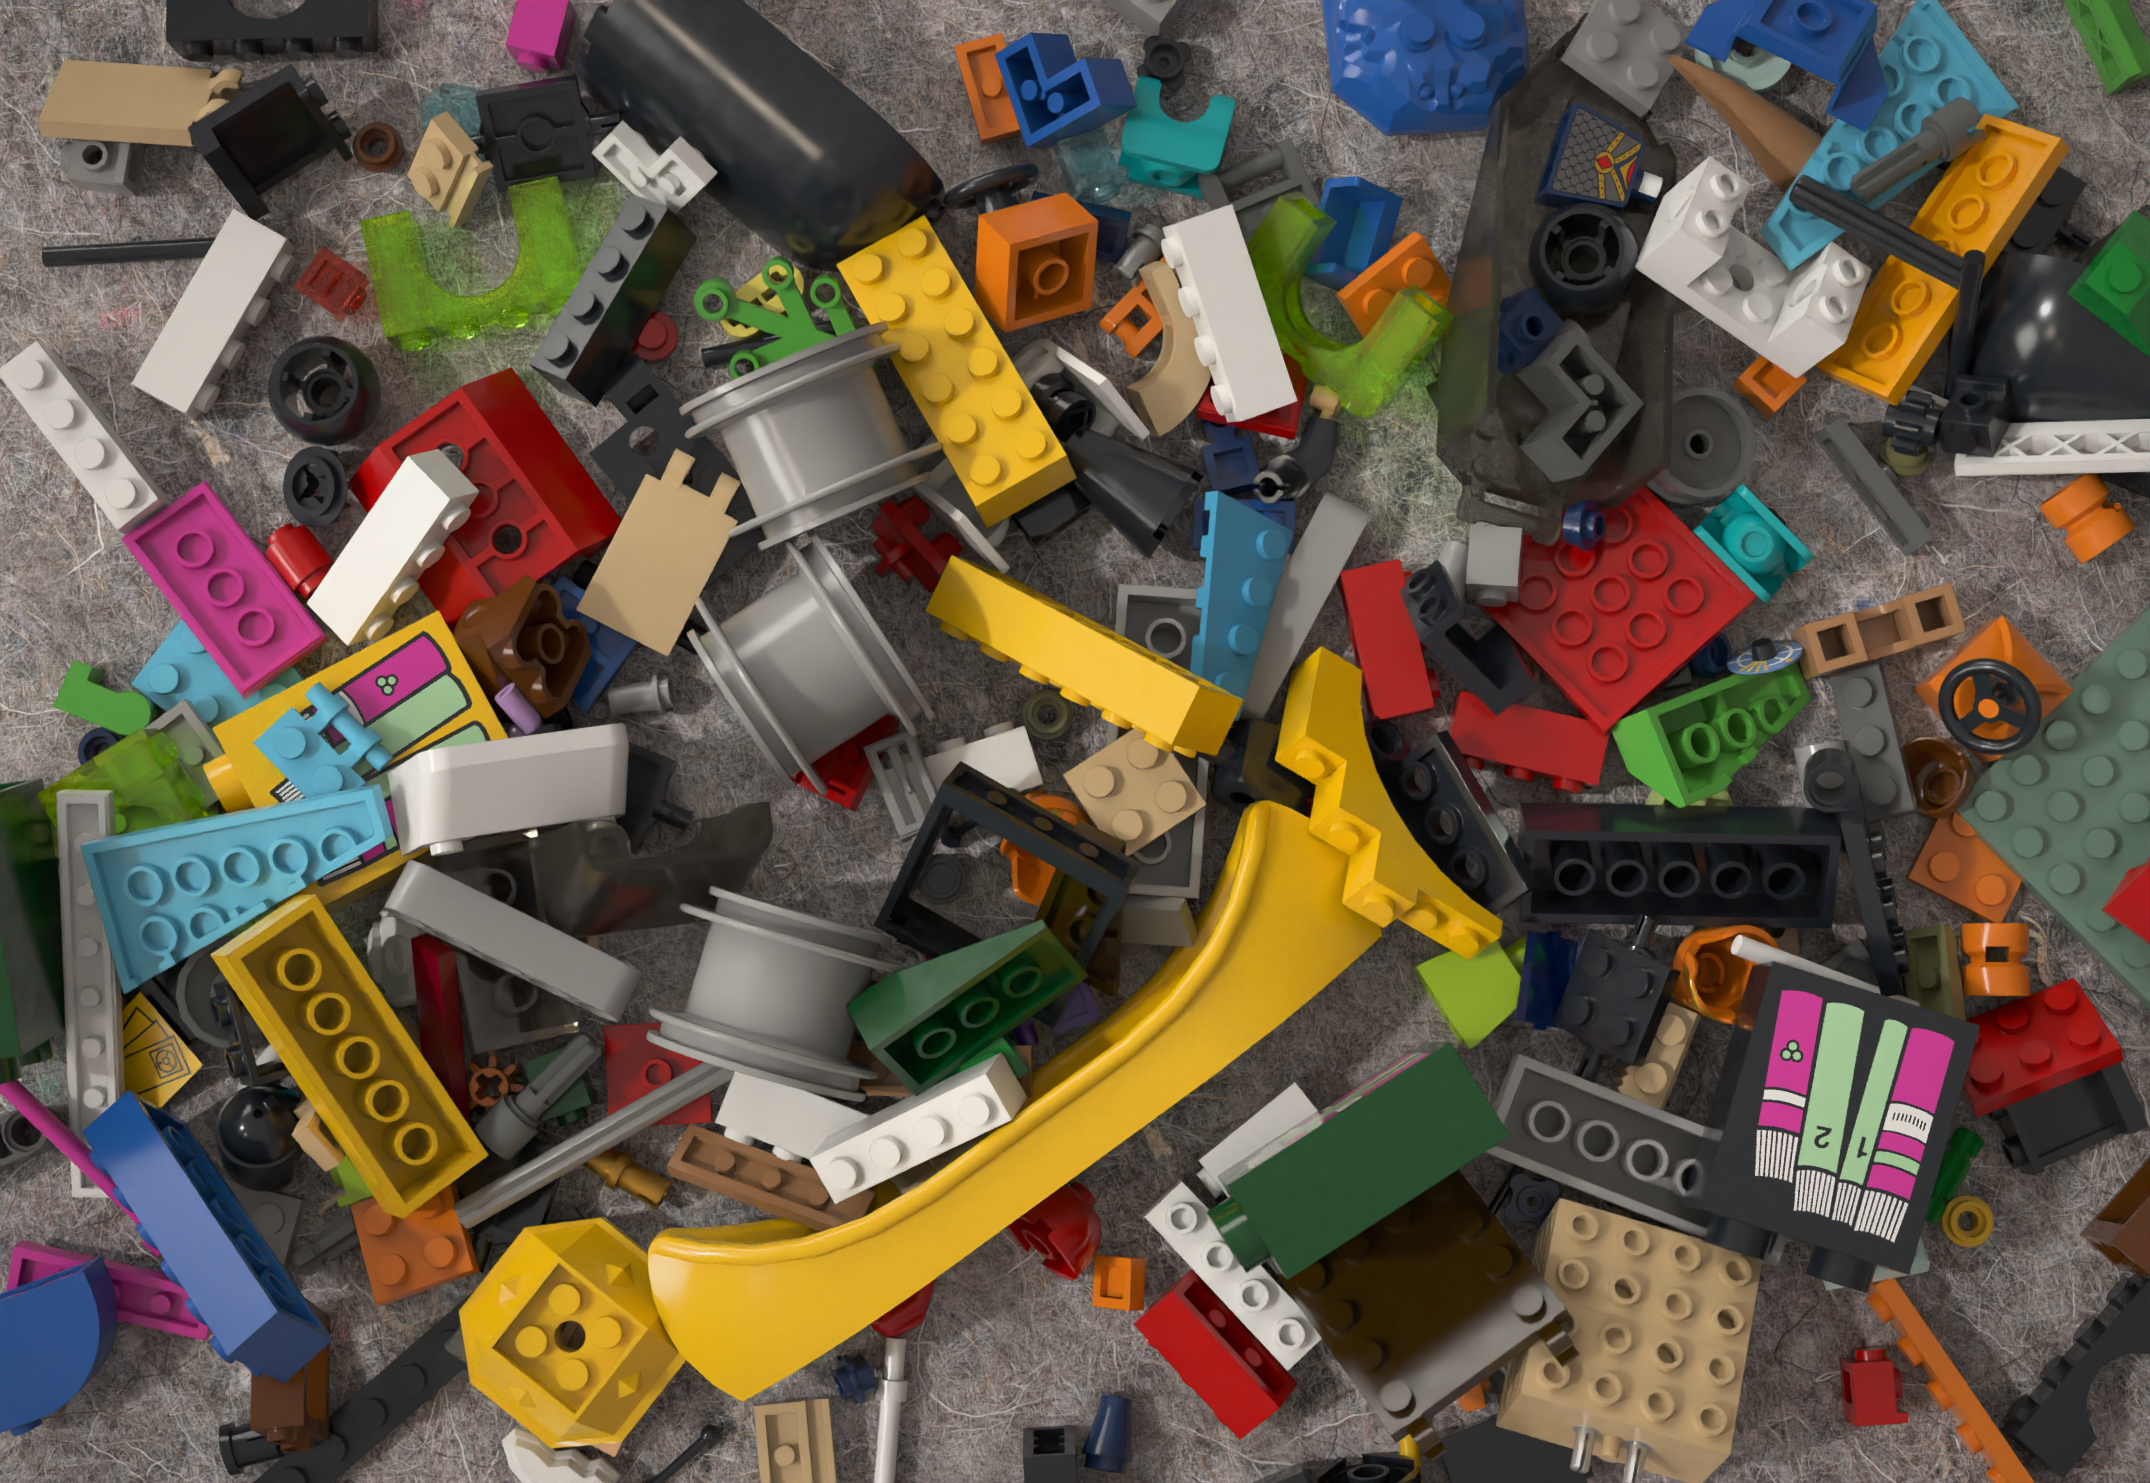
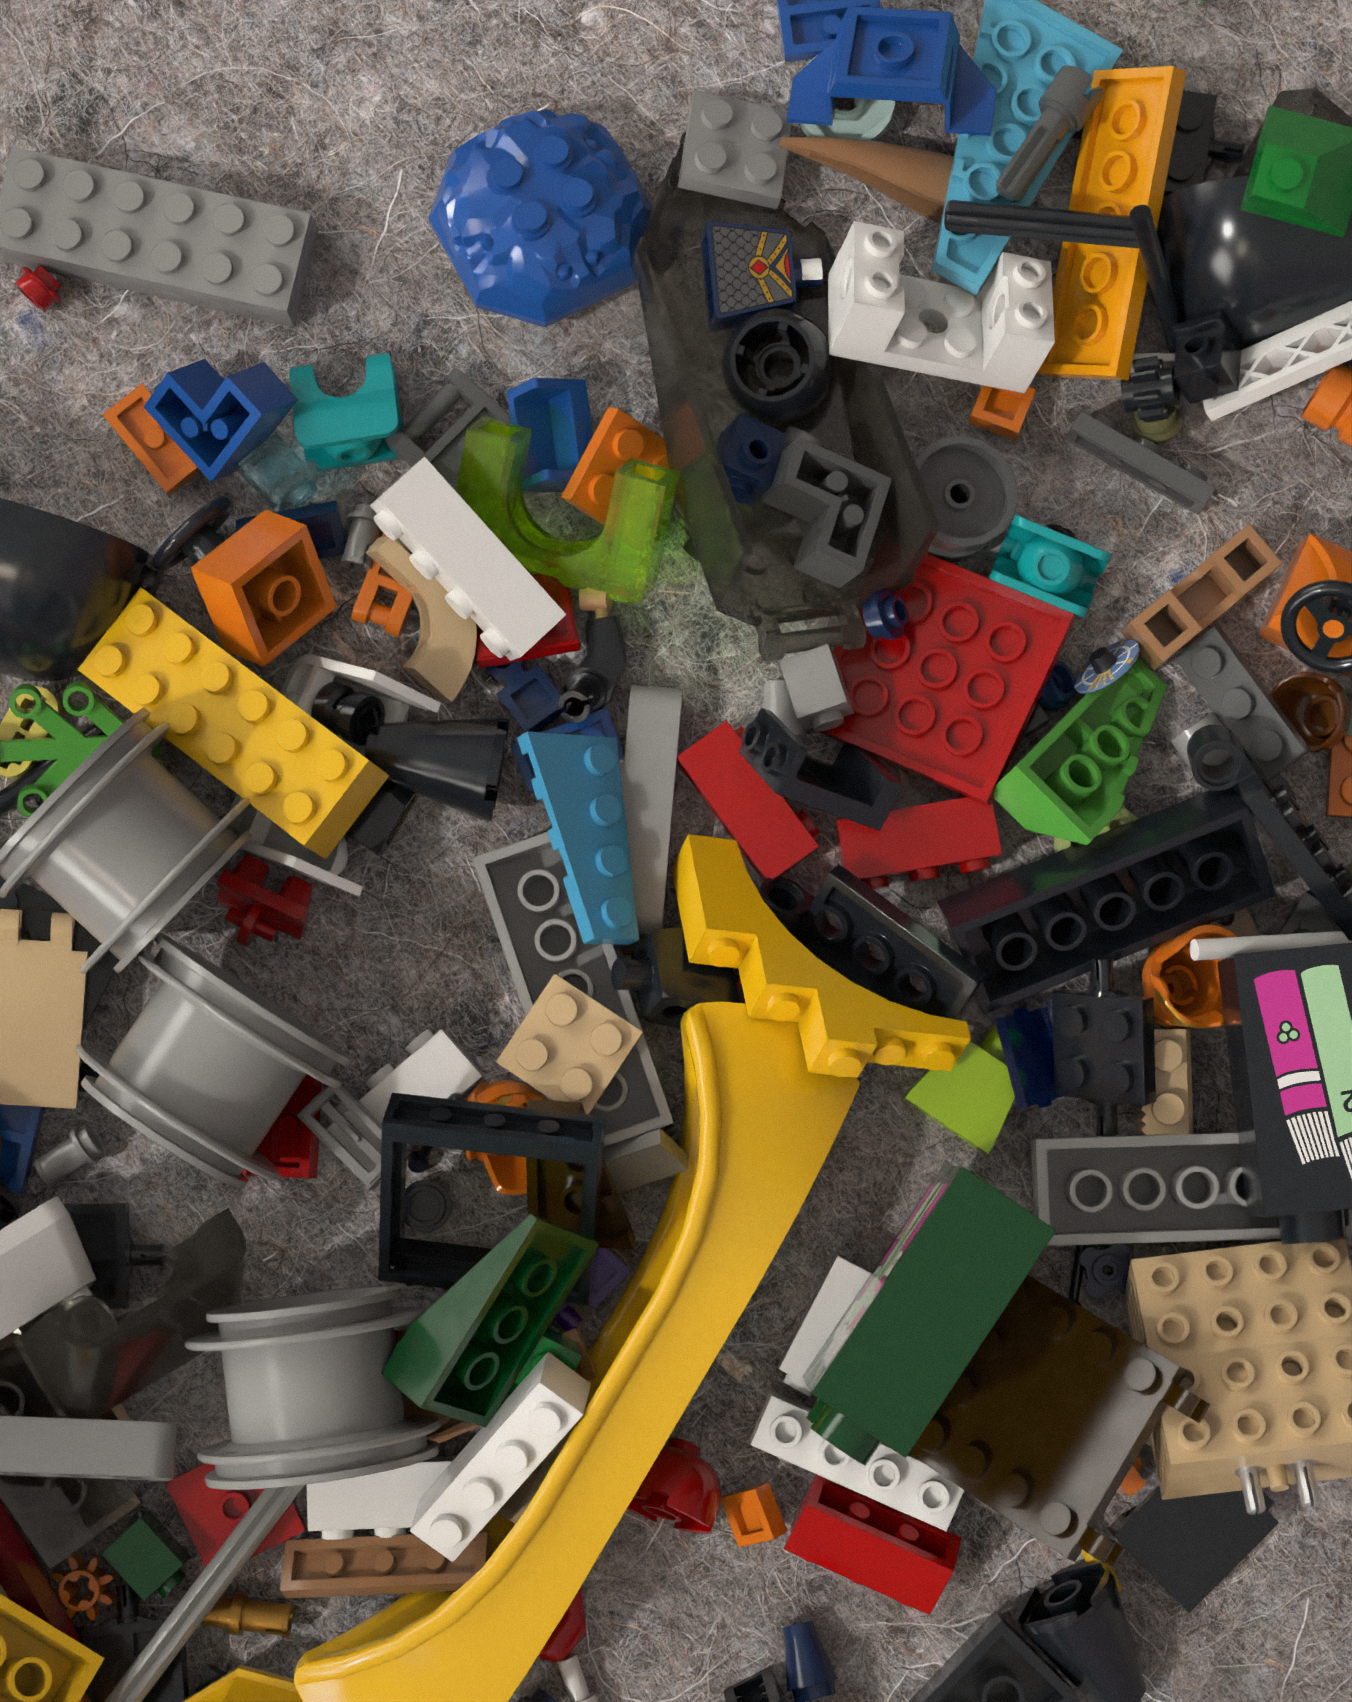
camera: 20 degrees left, 0 degrees up
(516, 1118) = (117, 1608): dark grey piece -> none
(1047, 698) = (442, 1004): olive plate -> none
(1083, 659) = (467, 944): yellow brick -> none
(1167, 49) = (314, 332): black plate -> none

